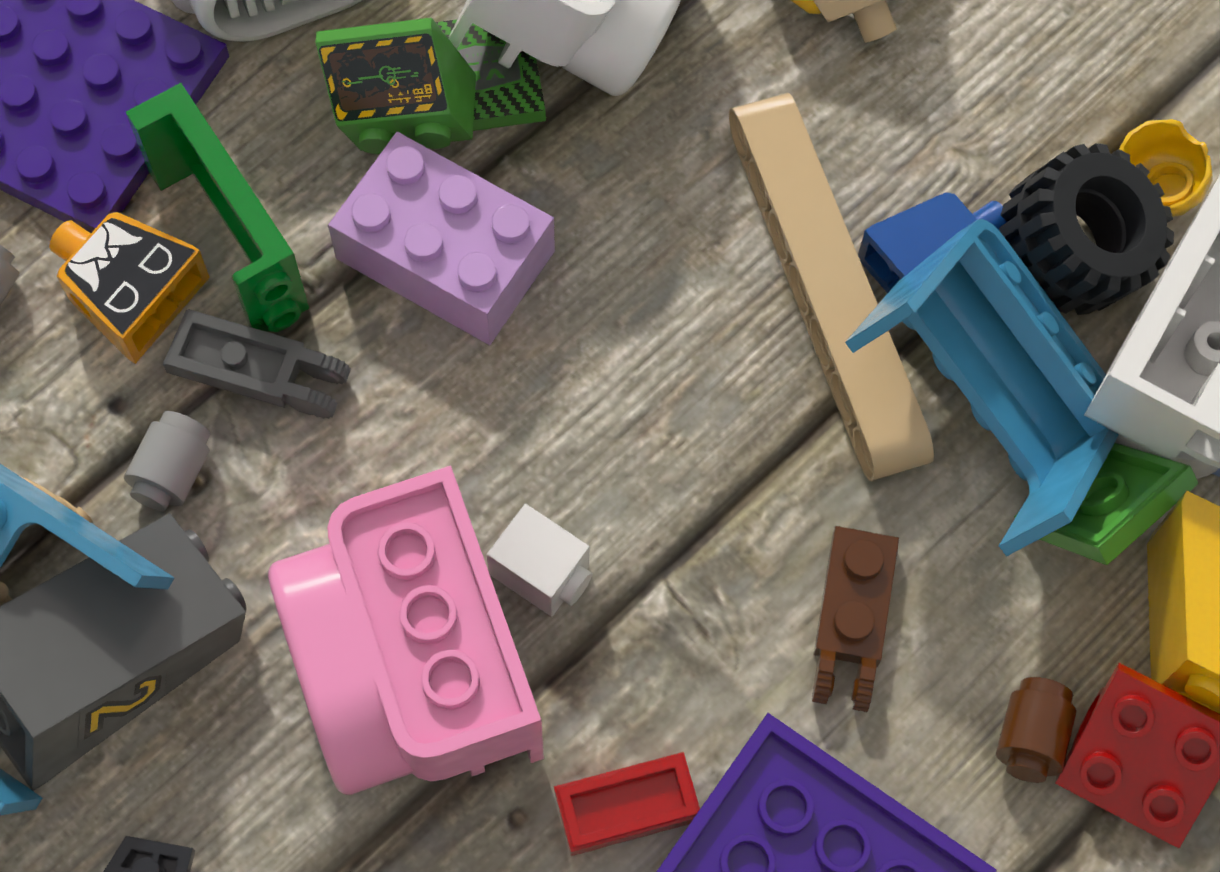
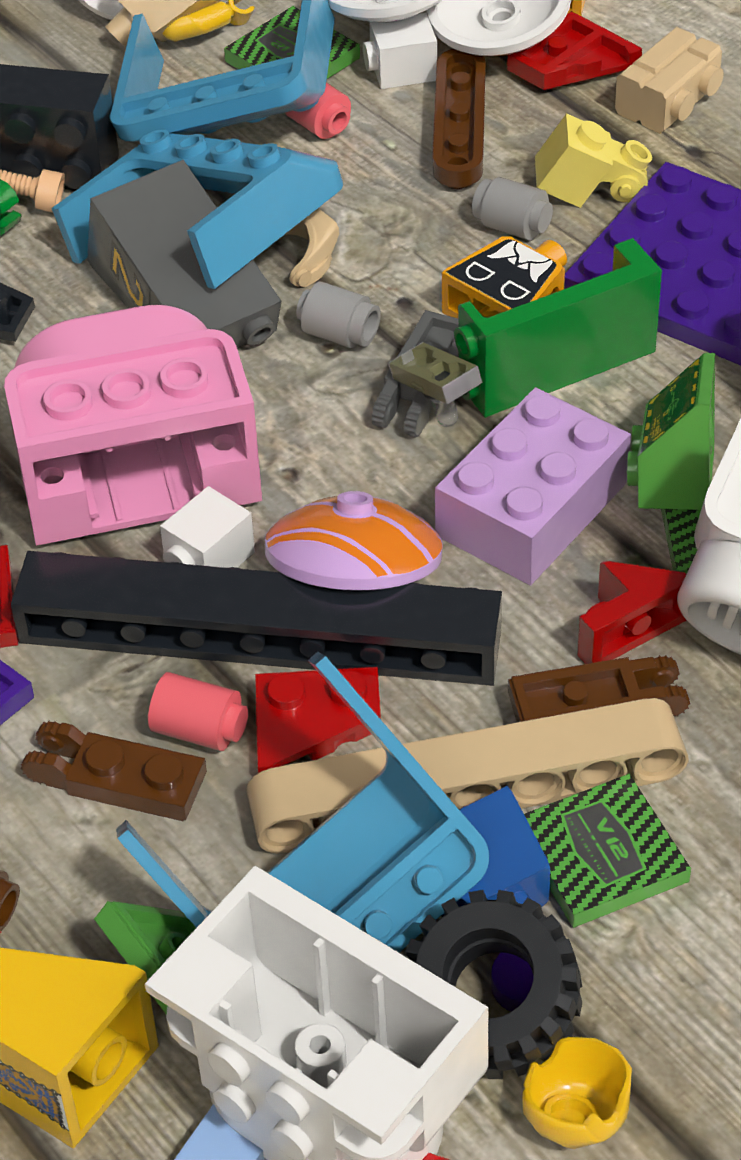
camera: 100 degrees right, 20 degrees down
(298, 331) = (438, 377): none -> olive piece
(572, 418) = (353, 544): none -> dish
(606, 139) = (632, 609): none -> red slope
(646, 507) = (256, 617): none -> black brick
(715, 182) = (596, 686): none -> reddish brown hinge
(758, 437) = (305, 715): none -> red wing
(782, 538) = (197, 712): none -> coral brick
(886, 165) = (606, 850): none -> tile

